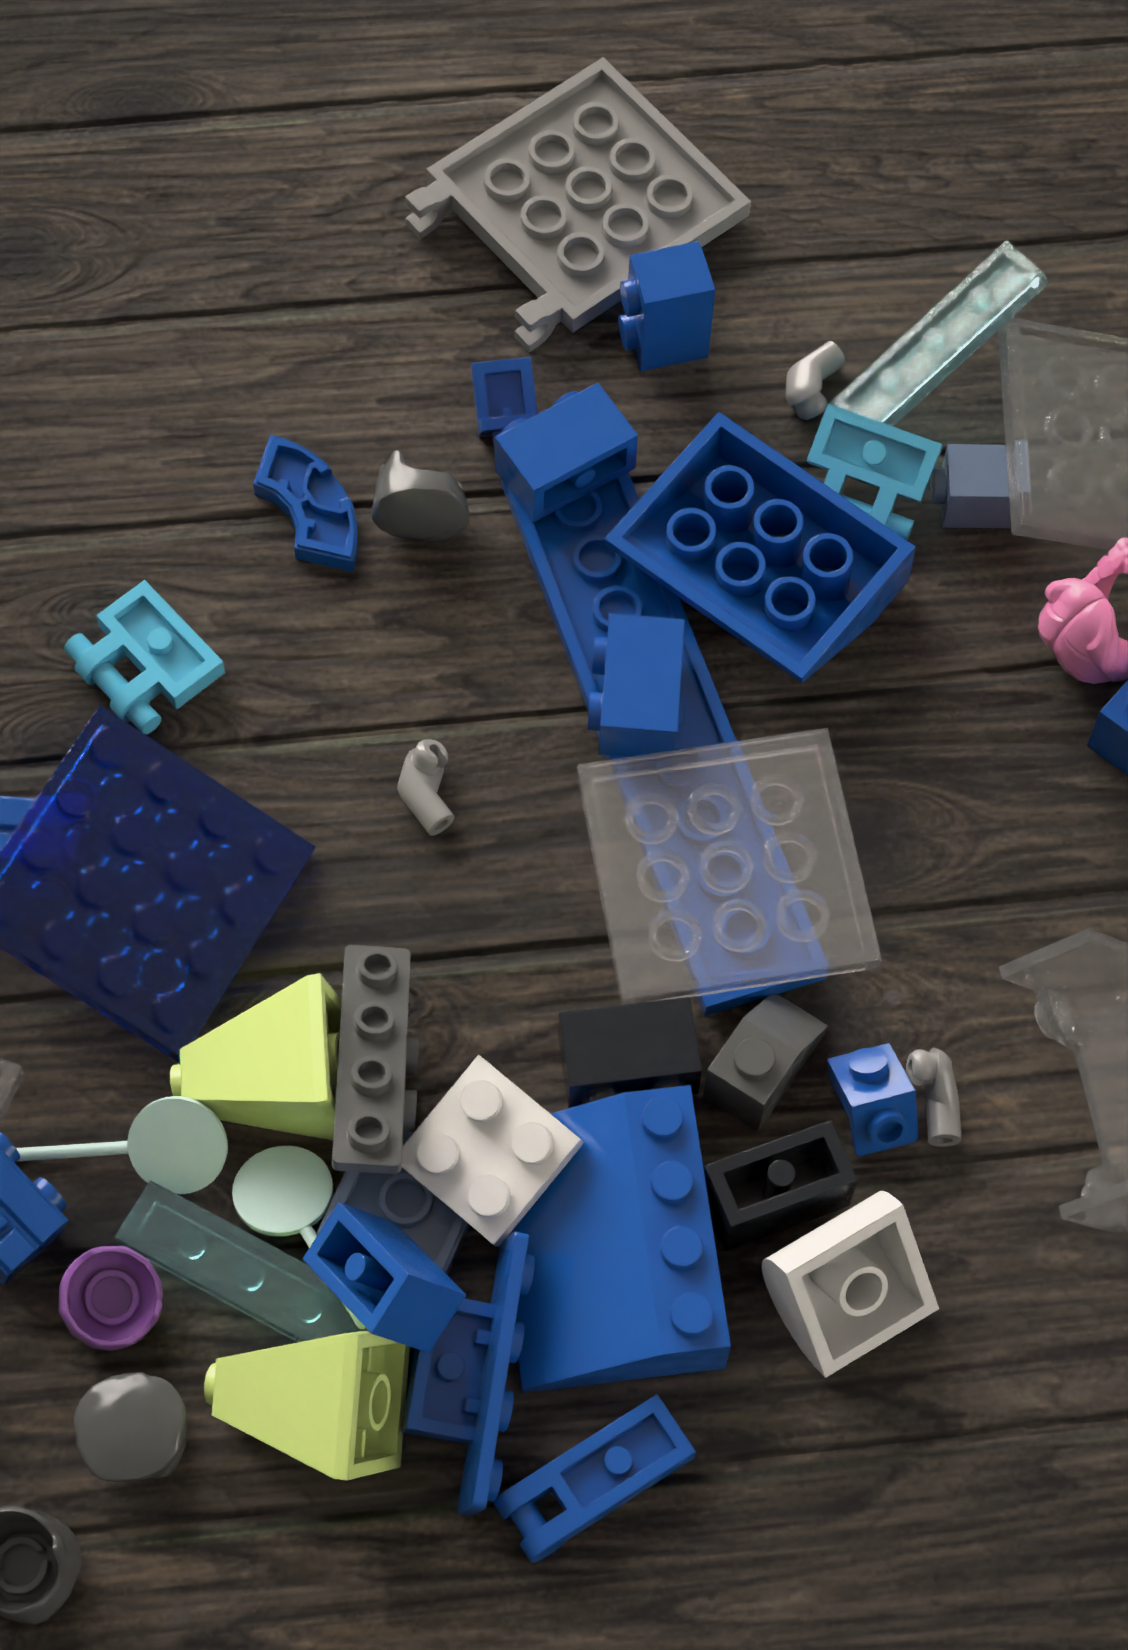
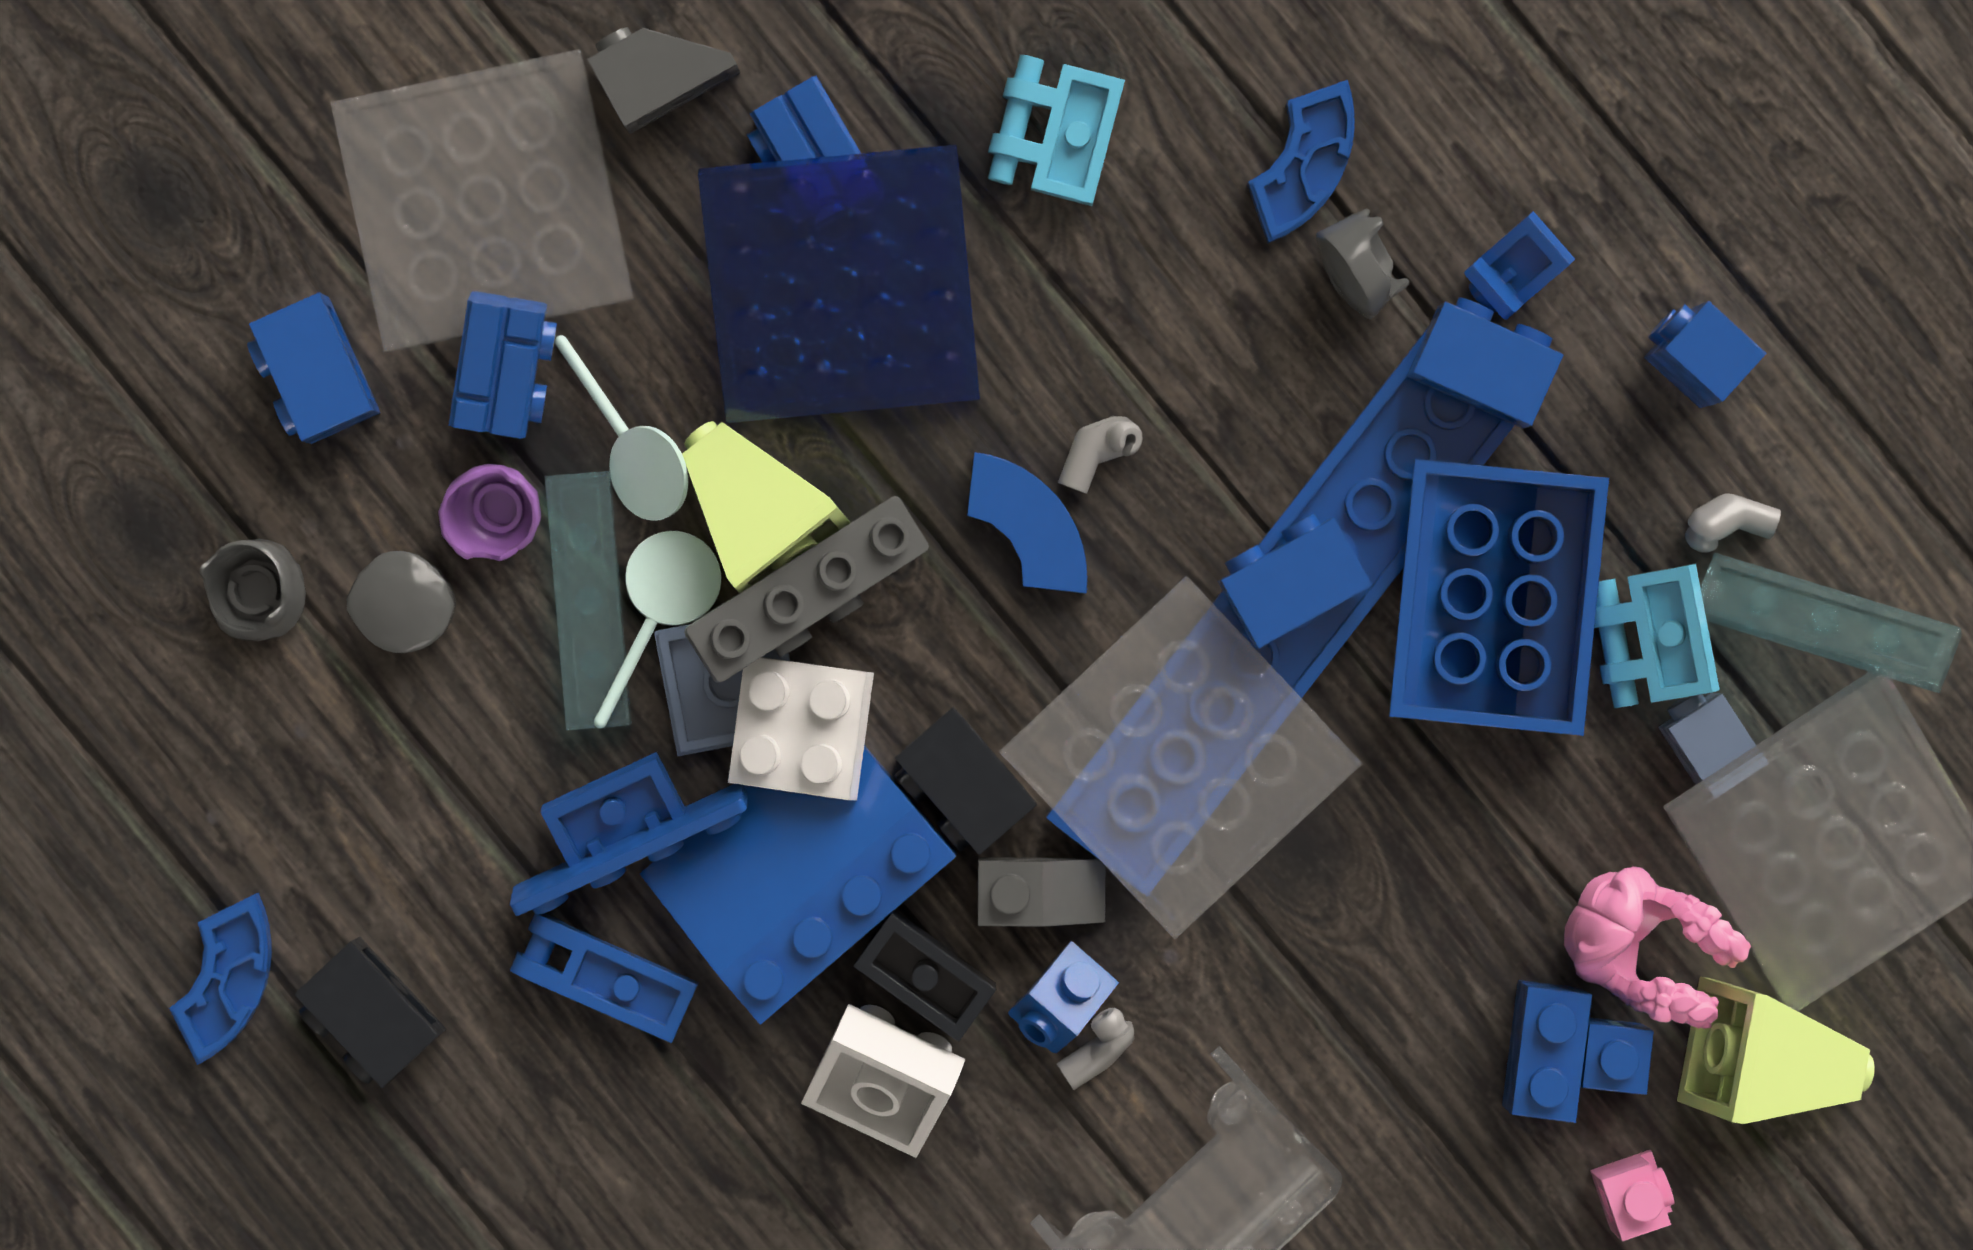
camera: 60 degrees right, 25 degrees up
(319, 1400) = (515, 732): yellowish green slope -> none
(384, 1277) = (633, 723): blue brick -> none
(445, 873) = (1033, 522): none -> blue tile
(575, 193) = (1791, 187): light grey plate -> none

